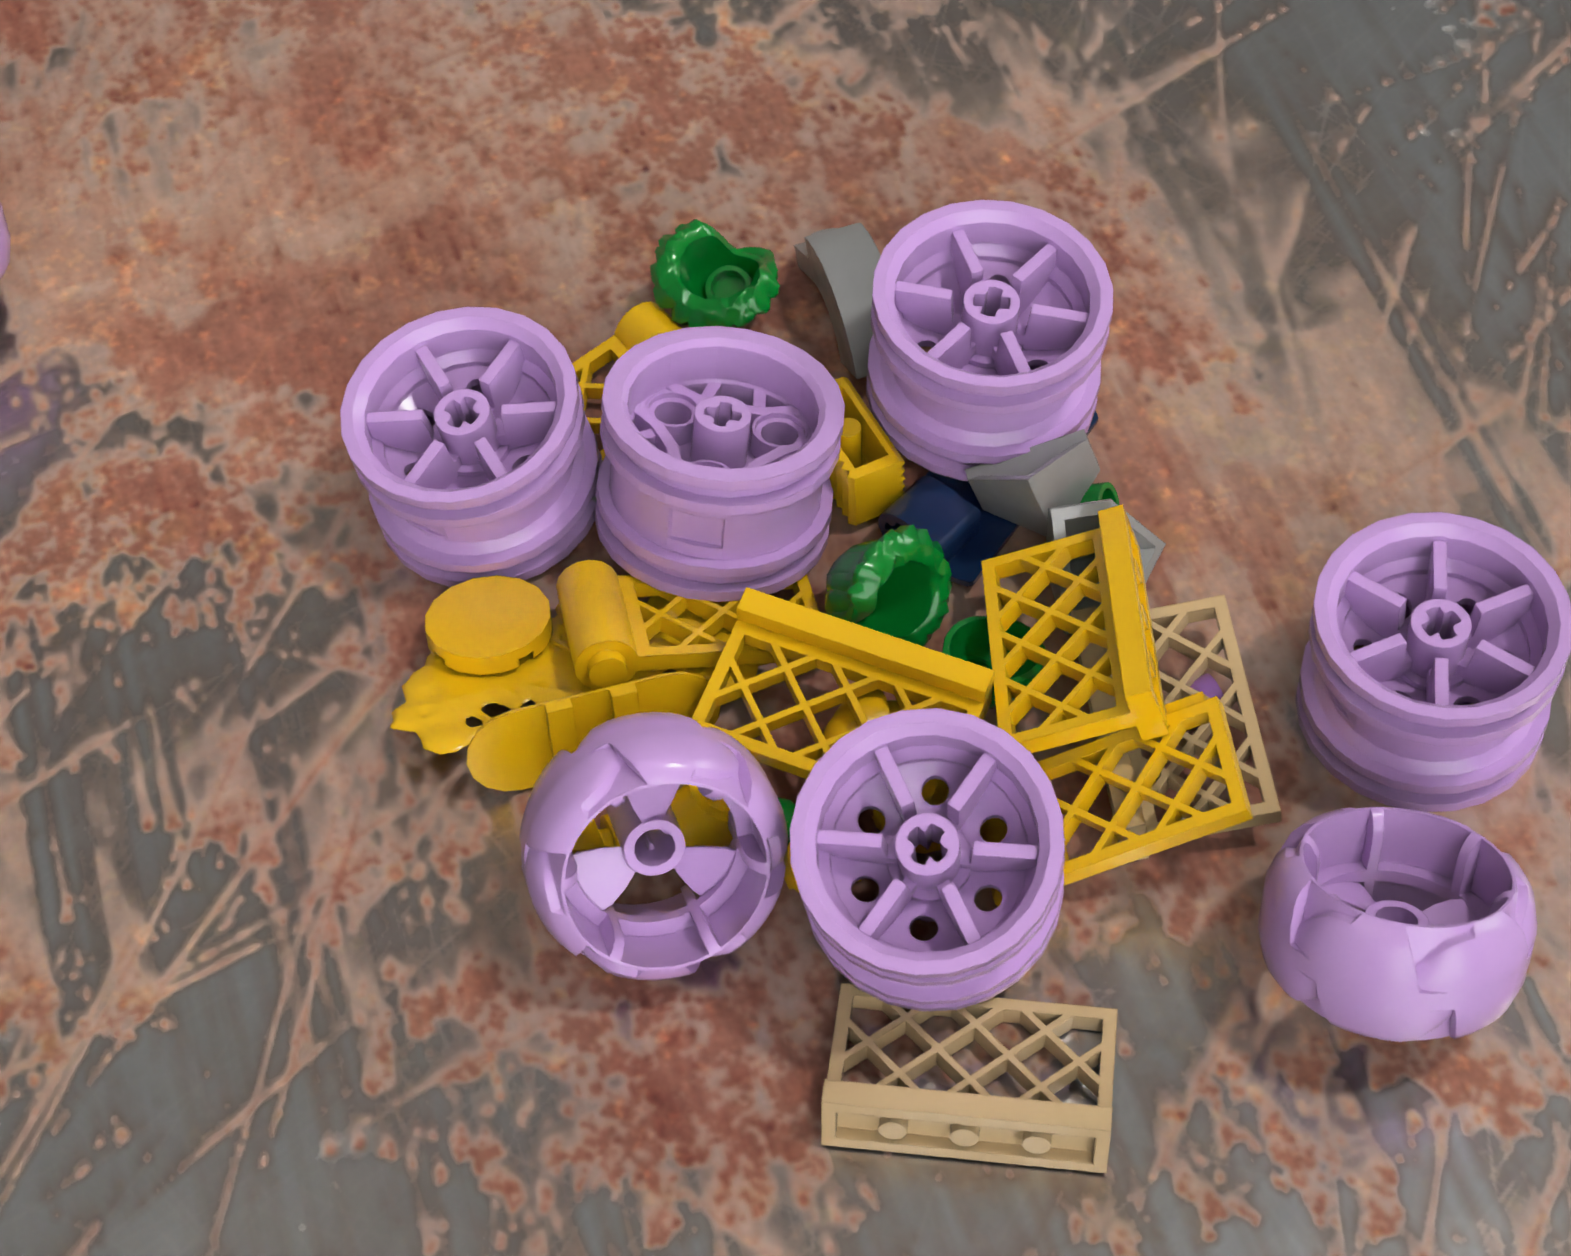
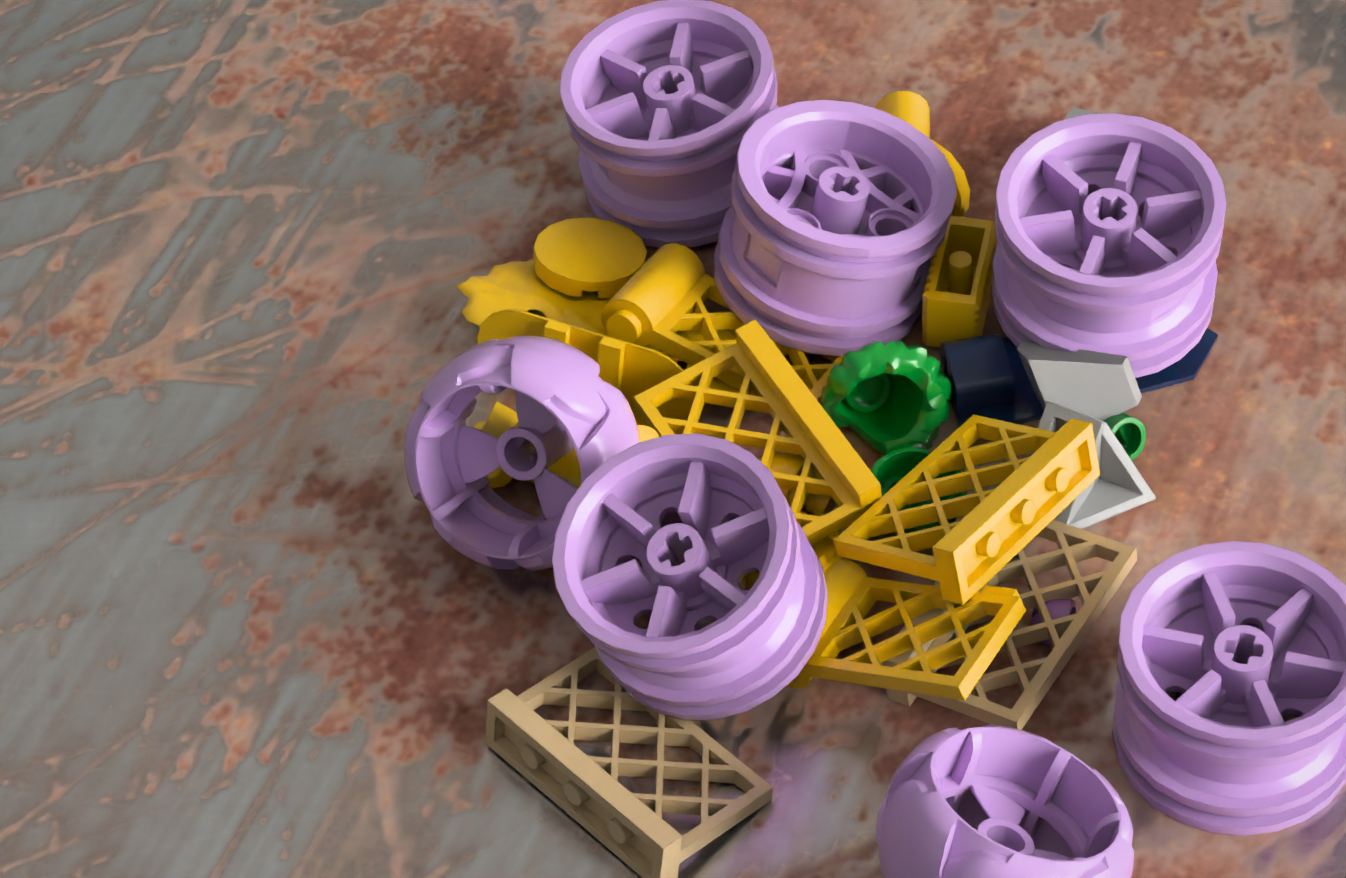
camera: 40 degrees right, 5 degrees down
(710, 279) = (978, 103): green hair -> none

